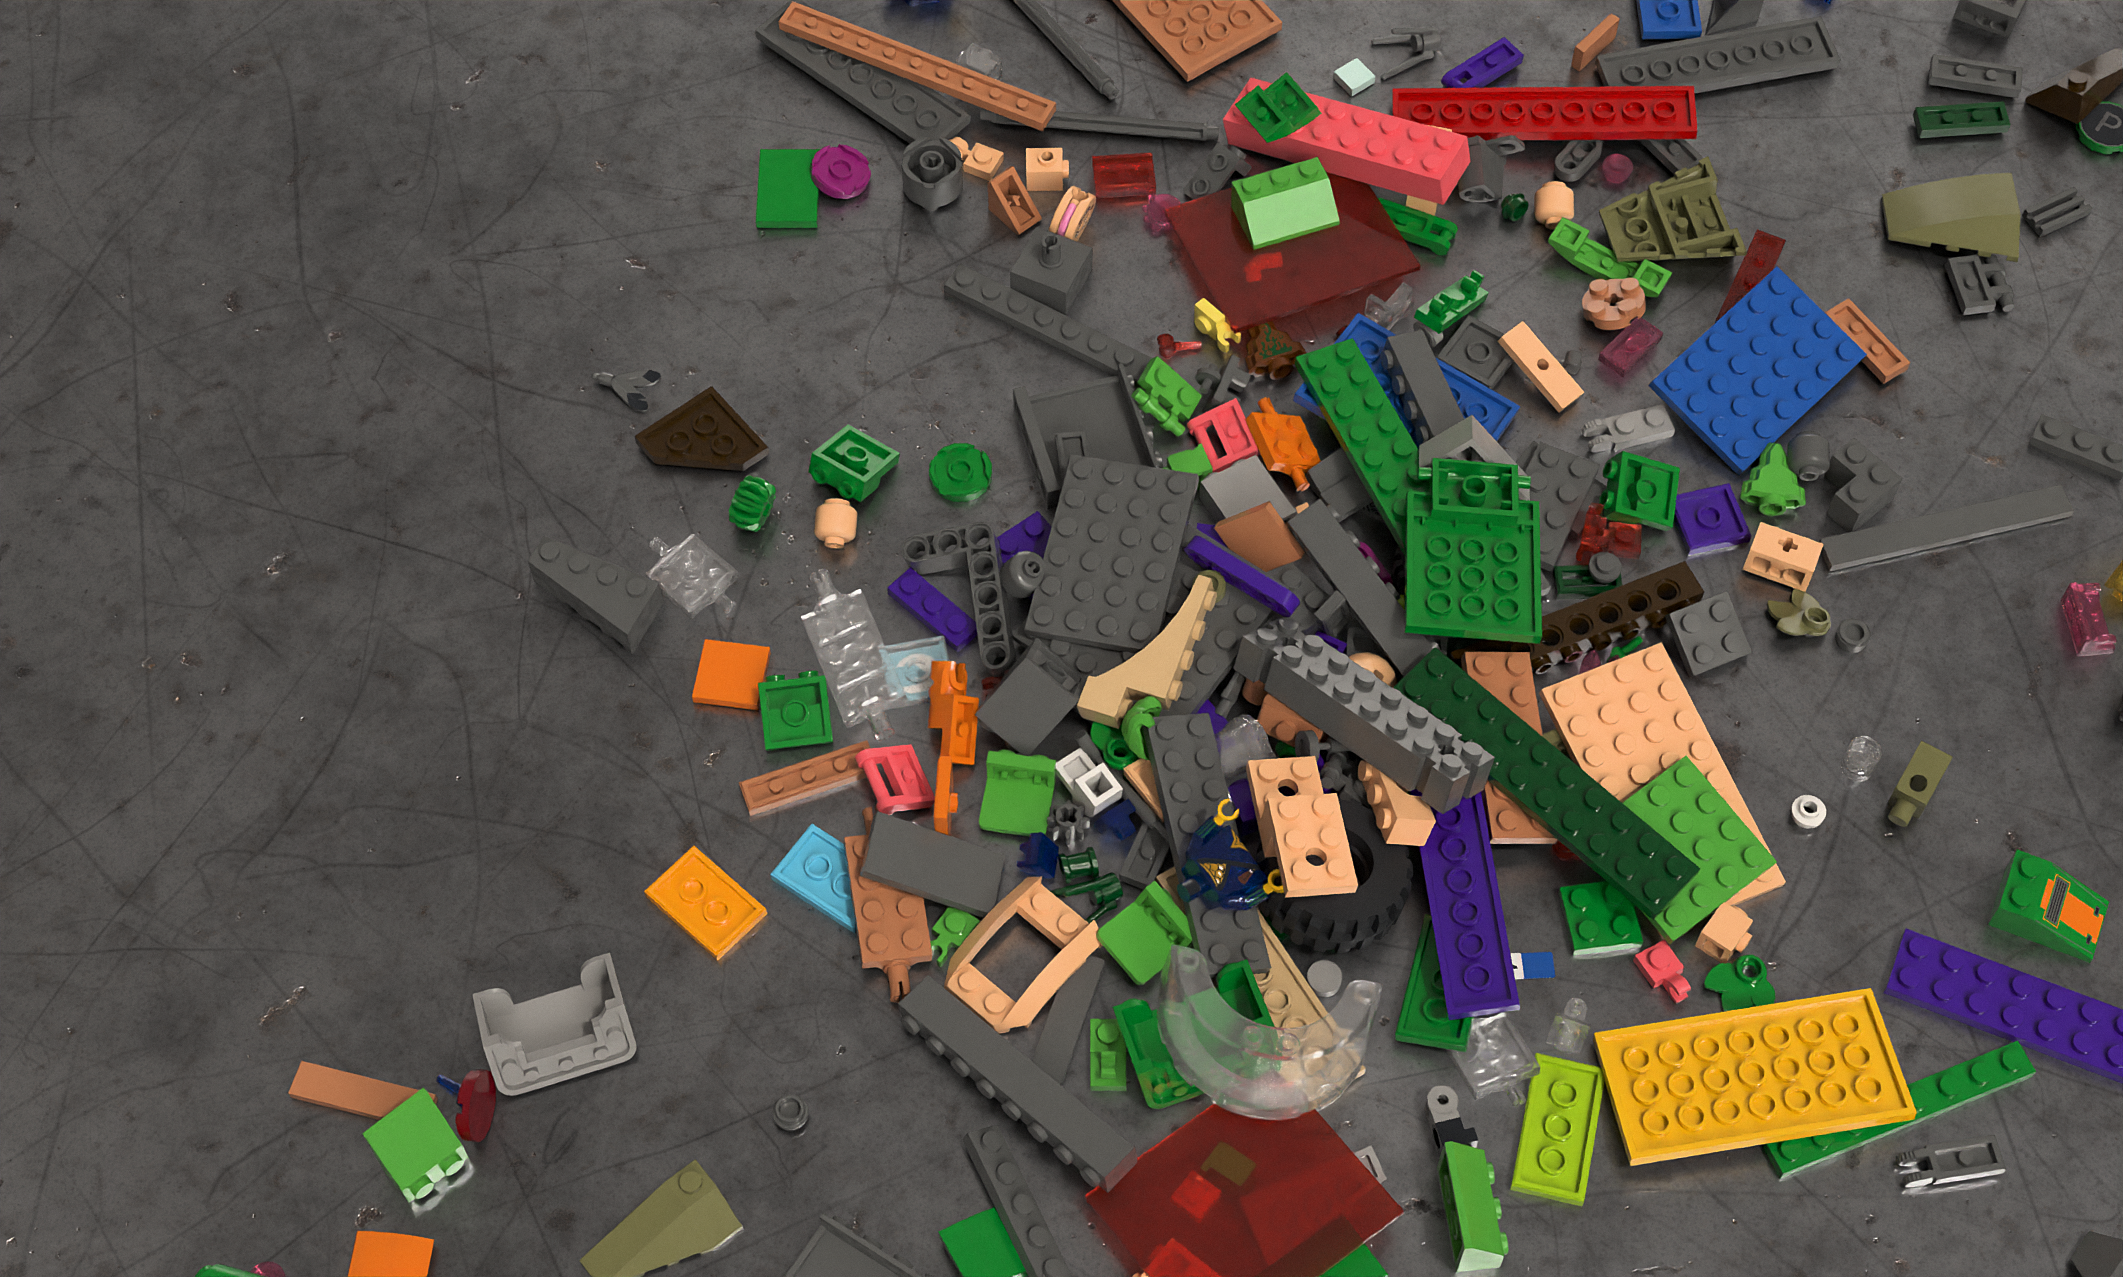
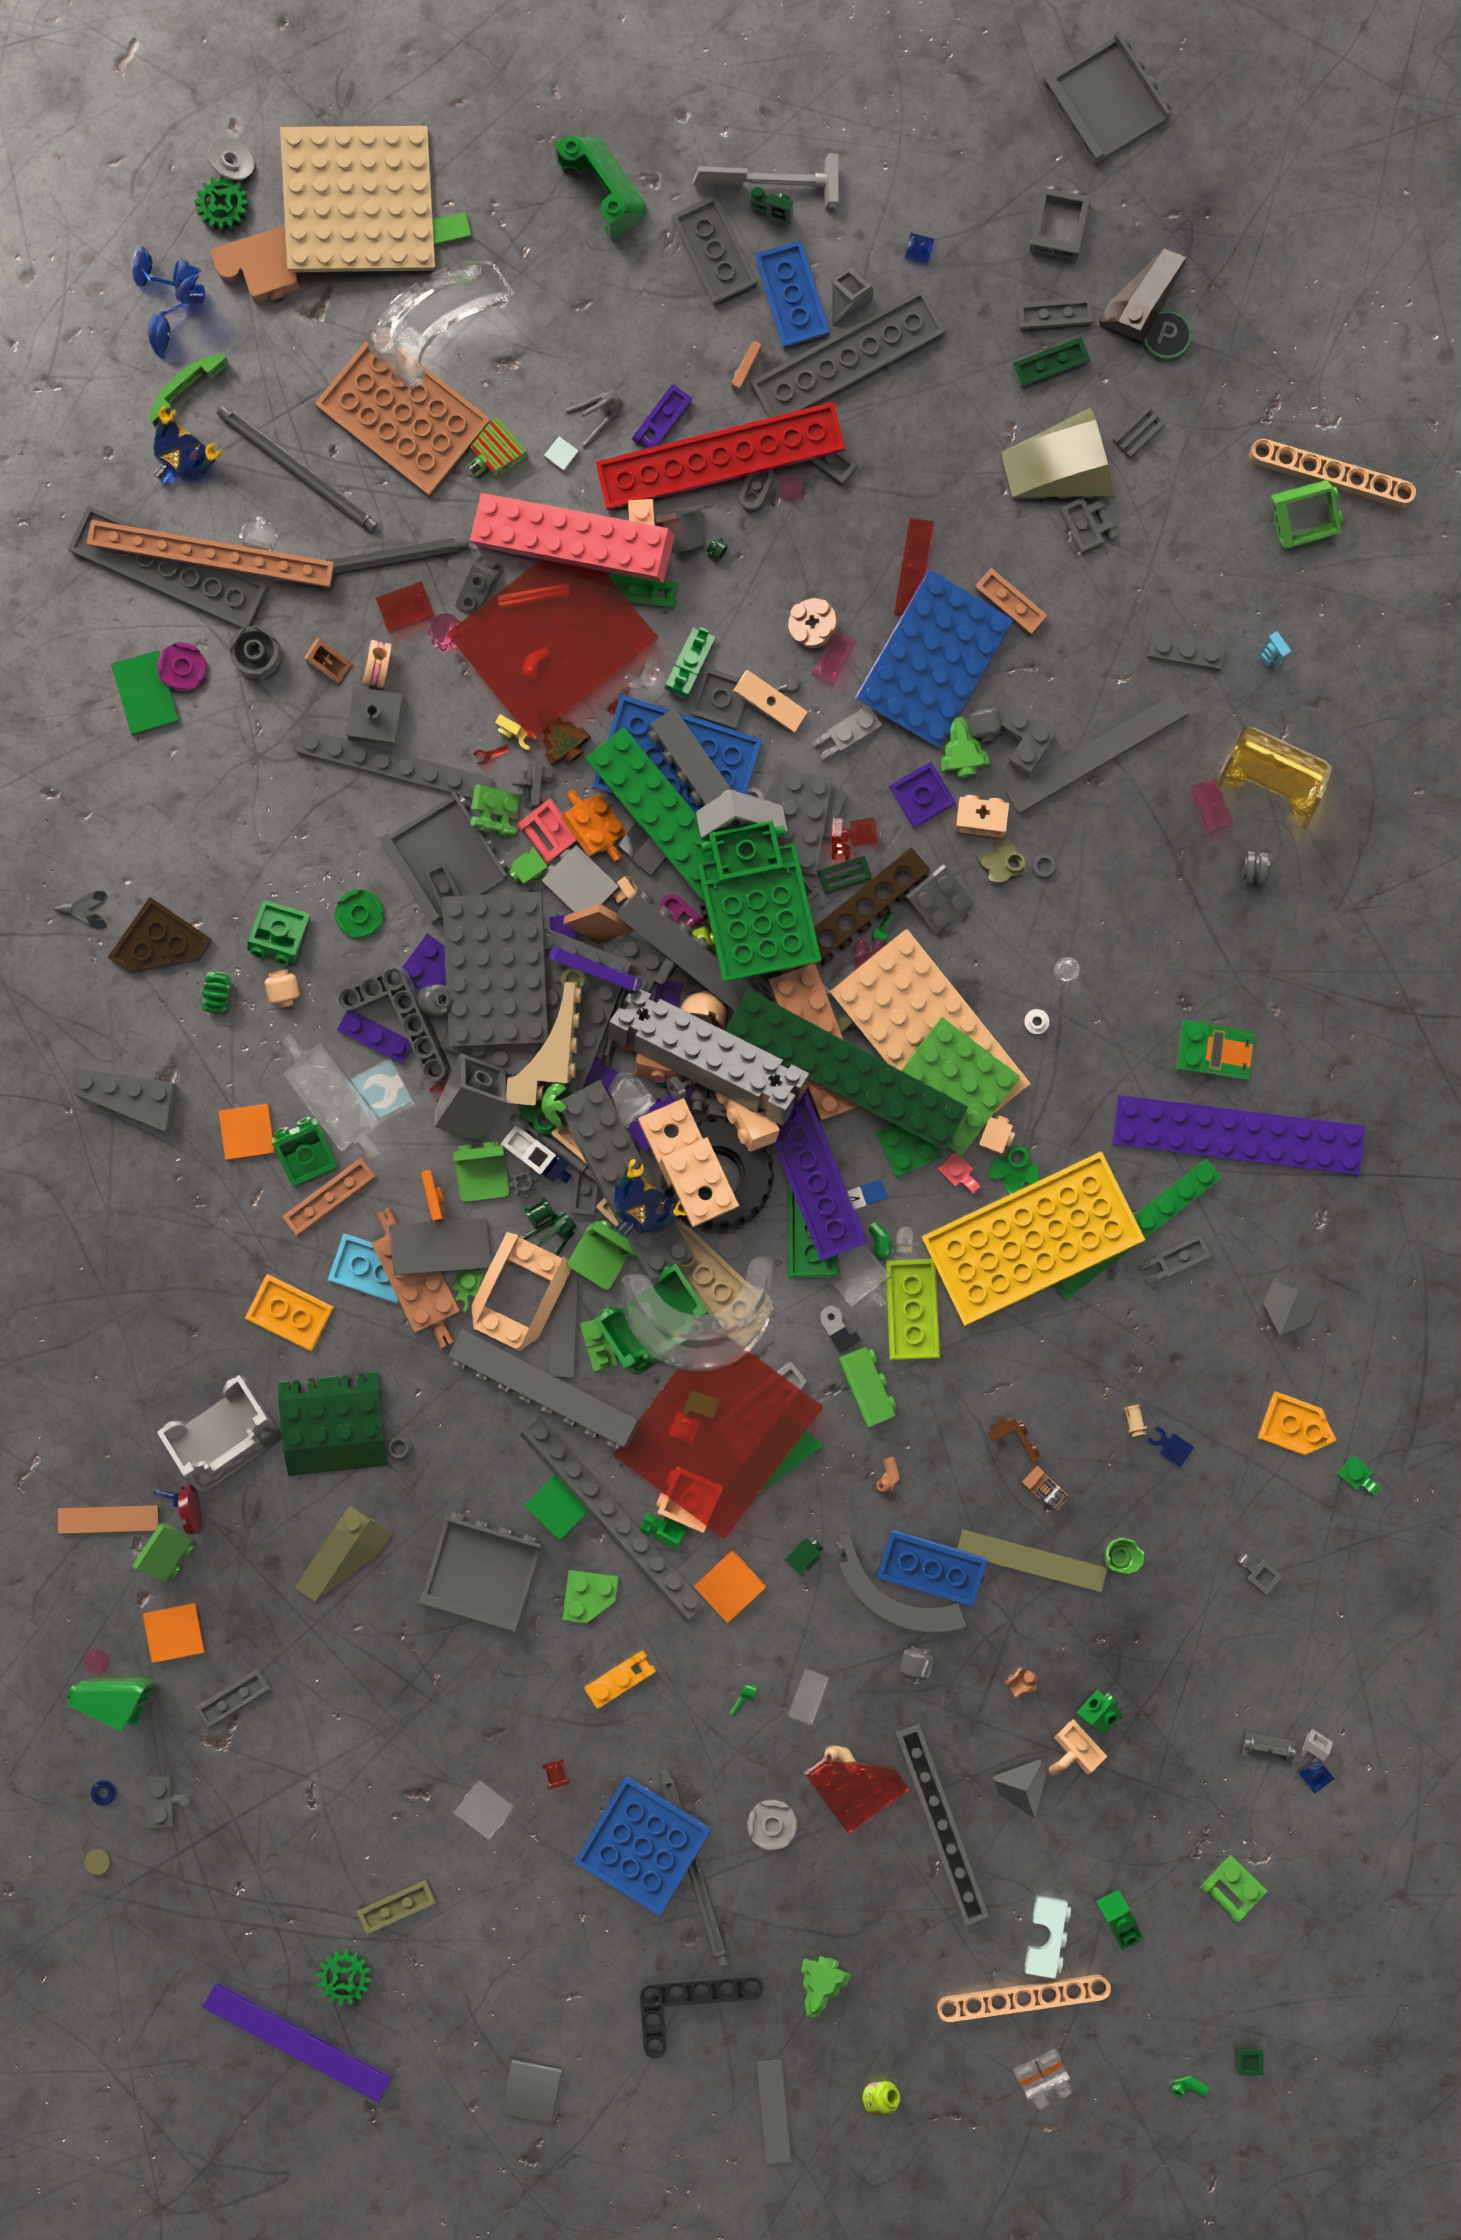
camera: 15 degrees left, 25 degrees up
(692, 575) = (191, 1061): clear plate -> none
(708, 1058) = (332, 1425): none -> dark green slope
(904, 774) = (397, 1179): coral plate -> none
(953, 711) = (417, 1122): orange plate -> none
(981, 160) = (288, 621): light nougat plate -> none
(1040, 856) = (511, 1213): clear blue tile -> none
(1045, 169) = (342, 620): light nougat brick -> none
(1278, 108) = (512, 529): green slope -> none
(1280, 50) = (495, 450): none -> torso
(1284, 203) = (540, 611): slope -> none
(1537, 1026) = (883, 1241): none -> green arm
(1553, 203) = (748, 541): light nougat head -> none
(1600, 262) = (800, 583): bright green slope -> none
(1604, 567) = (854, 865): dark grey plate -> none
(1640, 491) = (866, 793): green plate -> none
(1672, 220) = (843, 533): olive wedge -> none
(1917, 783) = (1111, 974): olive torso -> none

